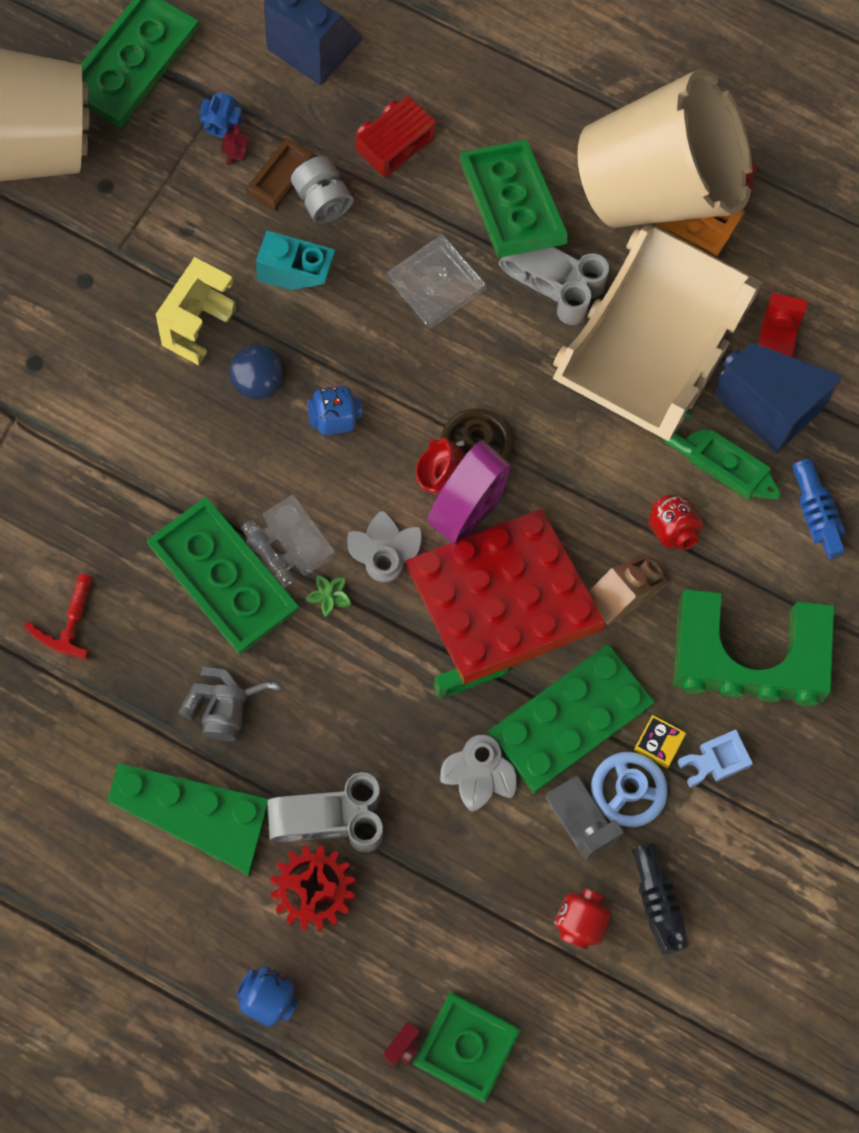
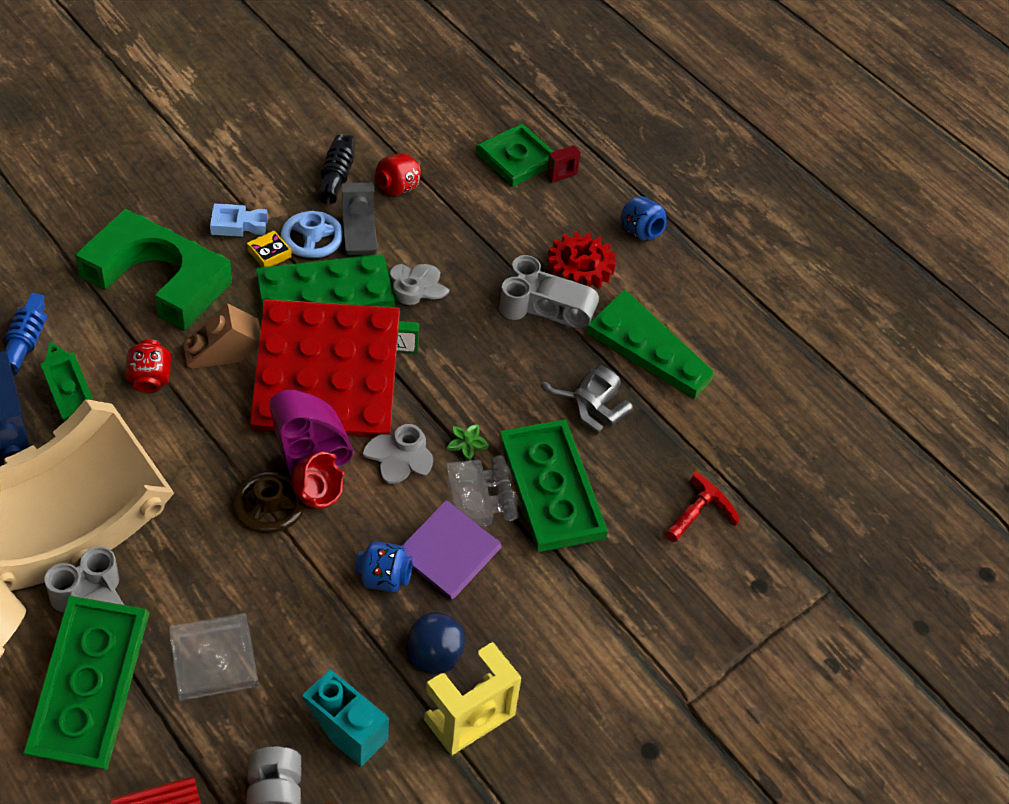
camera: 155 degrees left, 20 degrees down
(286, 459) = (450, 549): none -> medium lavender tile

